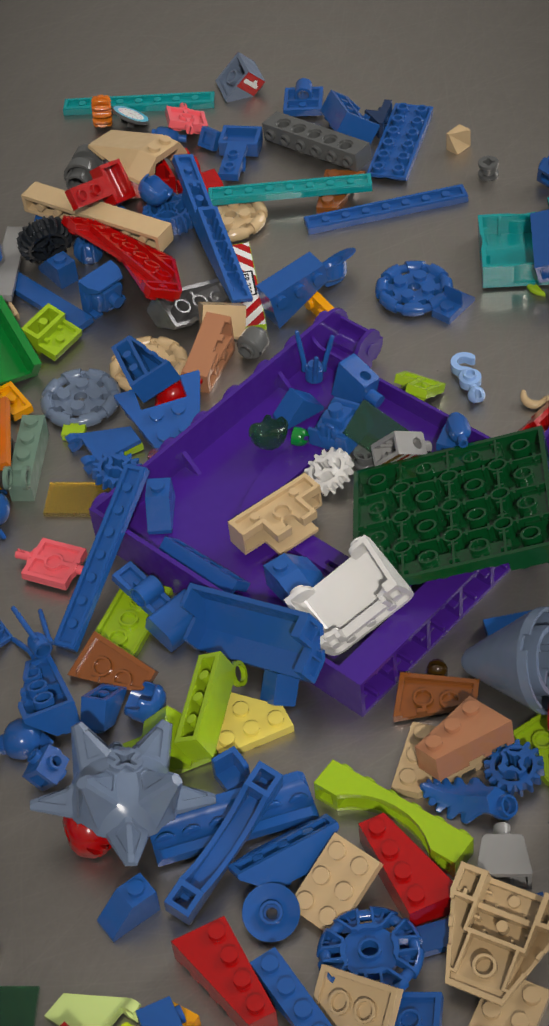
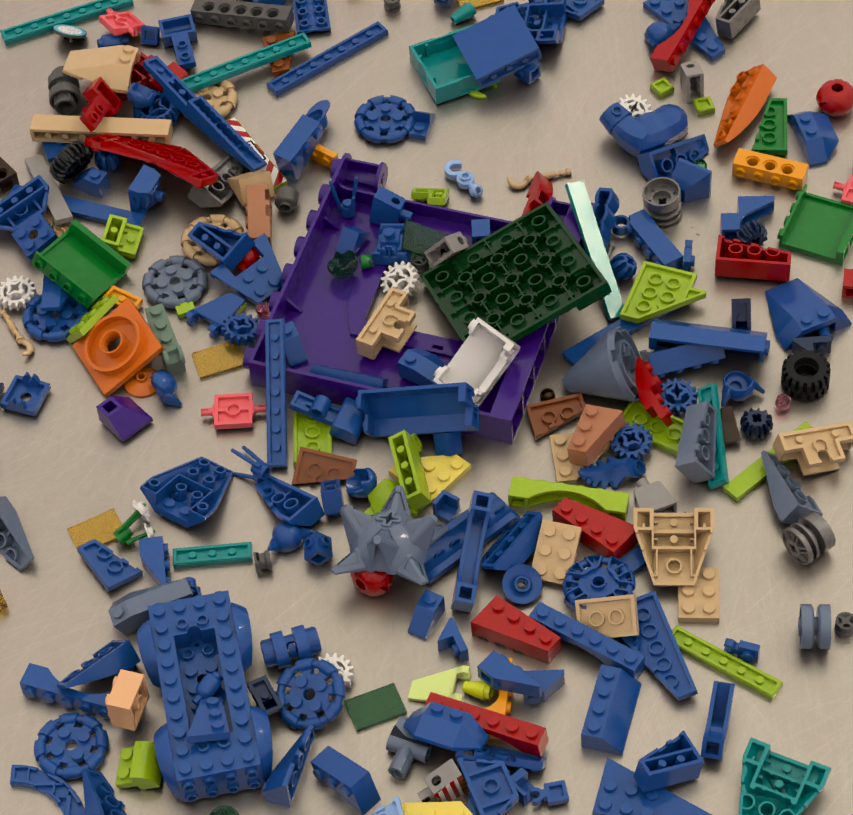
camera: 25 degrees left, 5 degrees up
(101, 111) = (44, 34): orange gear -> none
(141, 954) = (453, 639): none -> blue slope
(458, 429) = (486, 221): blue plant -> none

